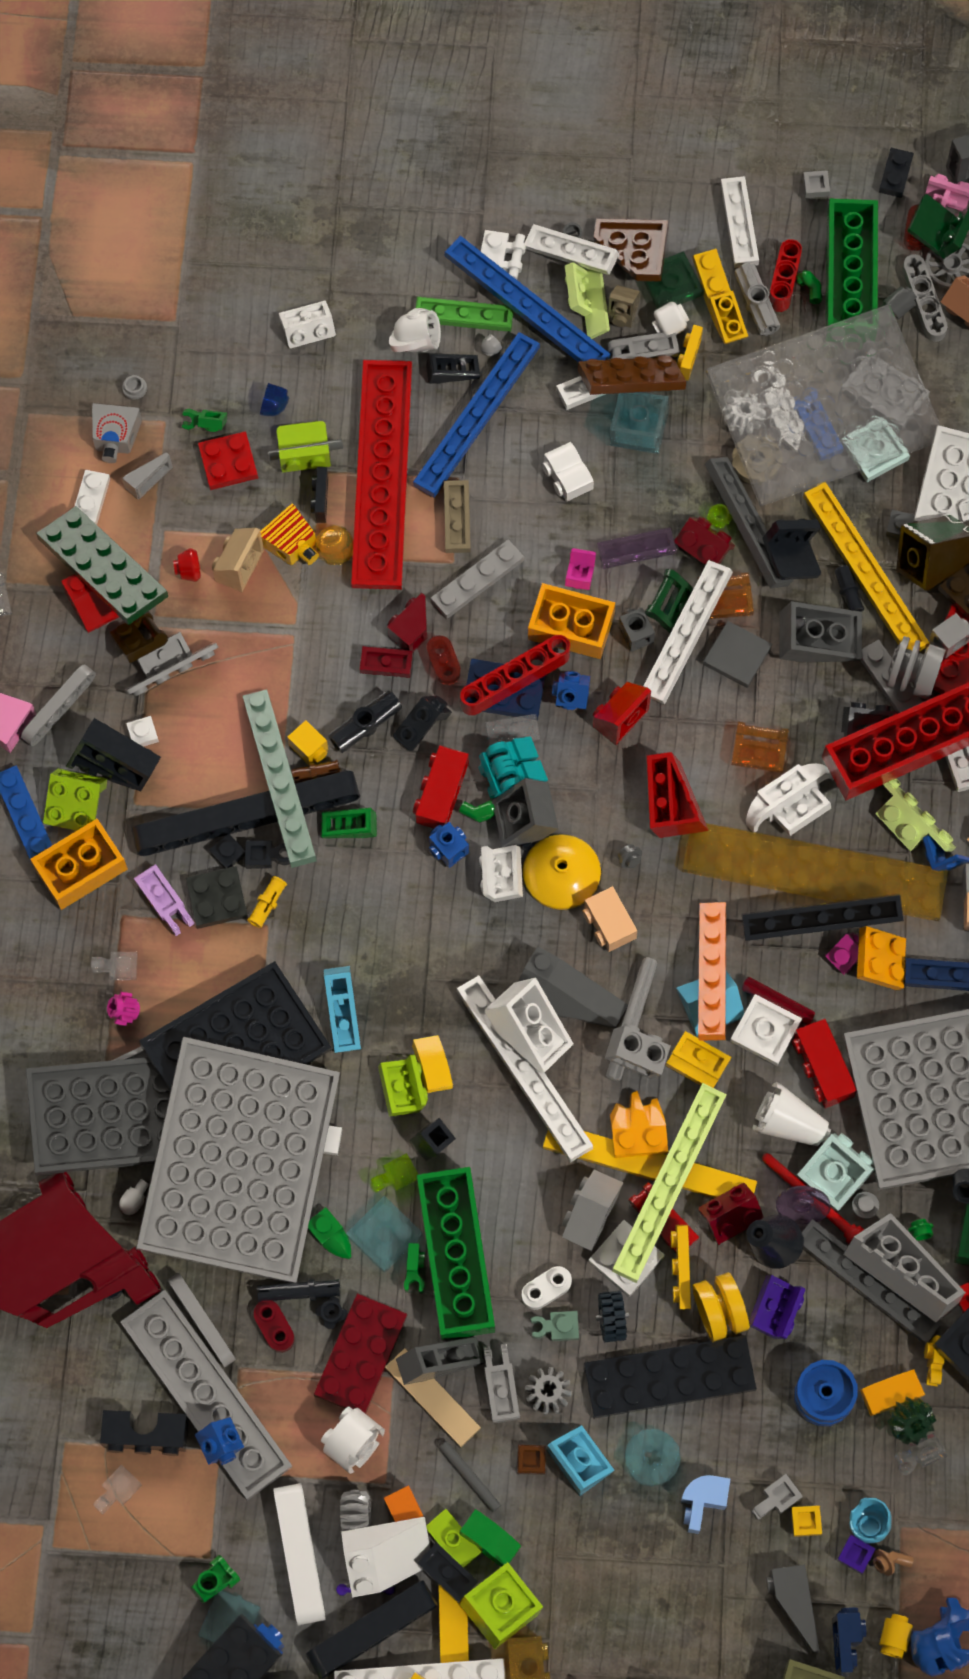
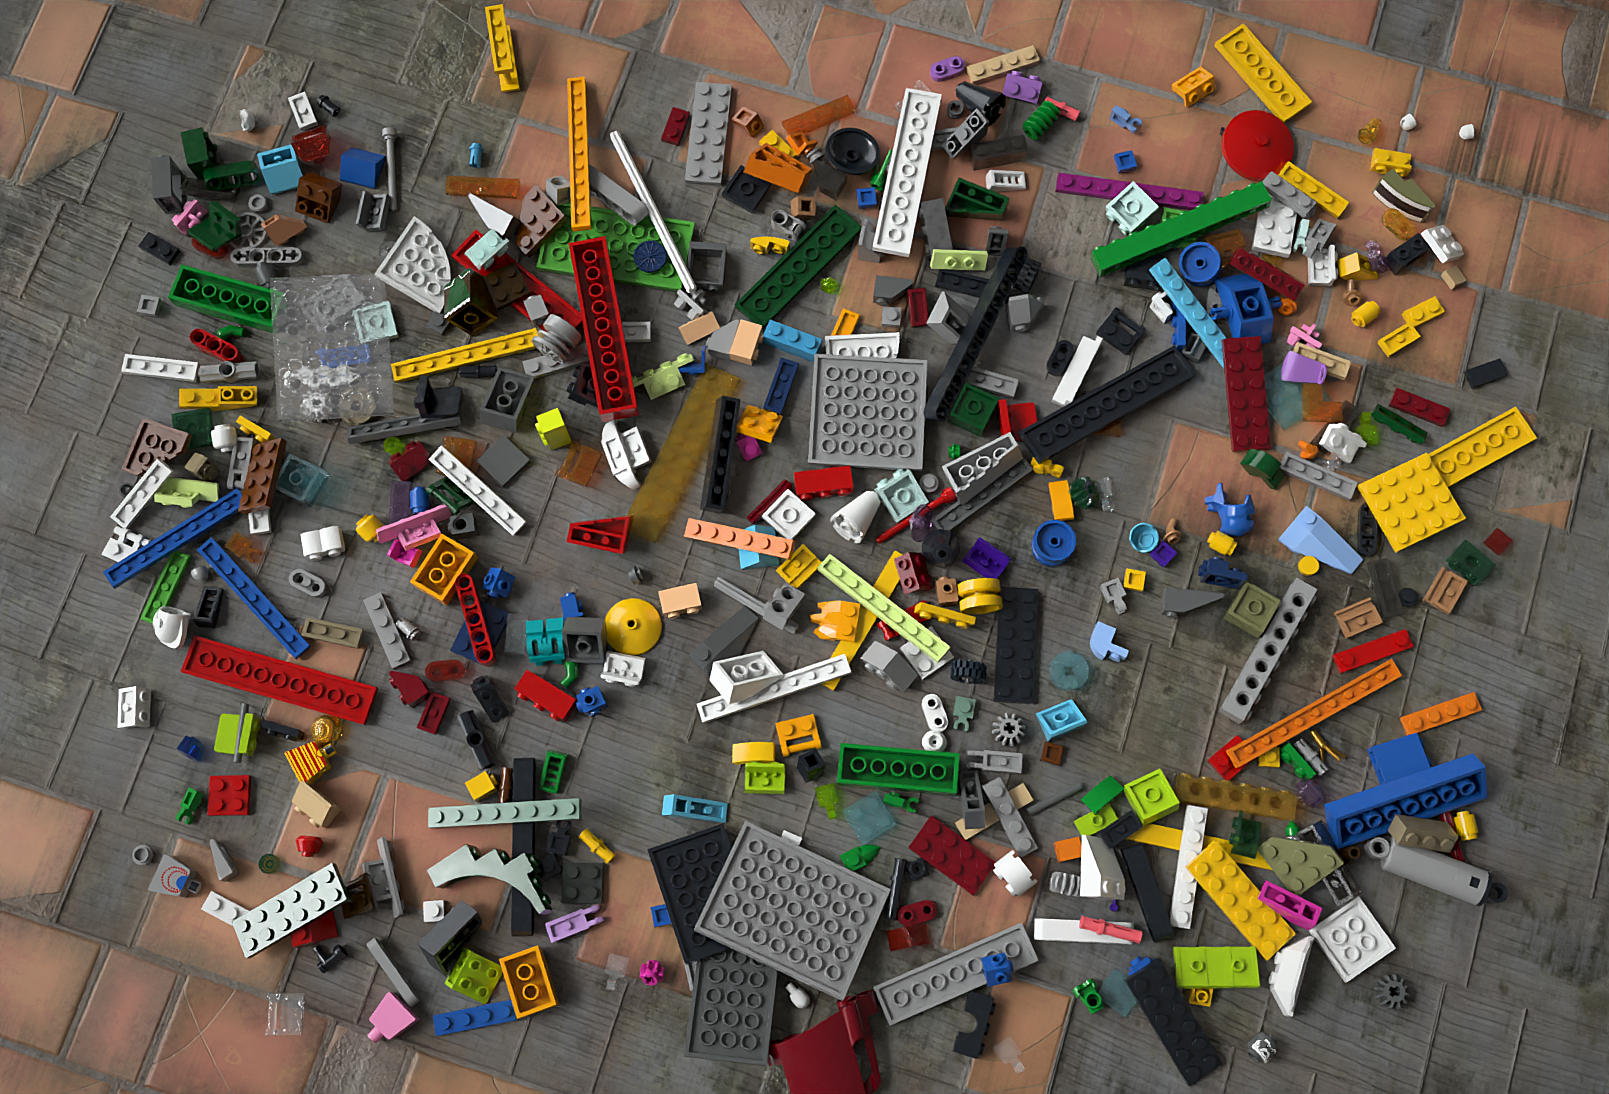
camera: 75 degrees left, 5 degrees up
(67, 638) = (325, 962): none -> black piece
(156, 529) = (269, 863): none -> clear green tile
(195, 998) = (660, 915): none -> blue plate
(201, 1319) = (901, 965): light grey beam -> none
(212, 783) = (519, 872): none -> arch
(240, 1322) = (908, 937): none -> clear red slope
(306, 1583) = (1106, 928): none -> coral pin
(428, 1418) = (1009, 817): none -> light grey plate
(479, 1112) = (796, 729): none -> light orange plate
(482, 608) = (411, 631): none -> light grey pin
(503, 1304) = (928, 739): none -> white plate
(512, 471) = (308, 584): none -> light grey plate
(538, 380) = (241, 545): none -> clear orange plate
(565, 788) = (571, 606): none -> blue brick
(602, 520) = (367, 527): none -> yellow head
(613, 572) = (415, 529): none -> bright pink bracket
(622, 711) = (524, 551): red slope -> none
(653, 568) = (419, 500): none -> blue brick
(717, 1262) = (946, 592): none -> medium nougat brick
(795, 698) = (552, 429): none -> neon yellow wedge

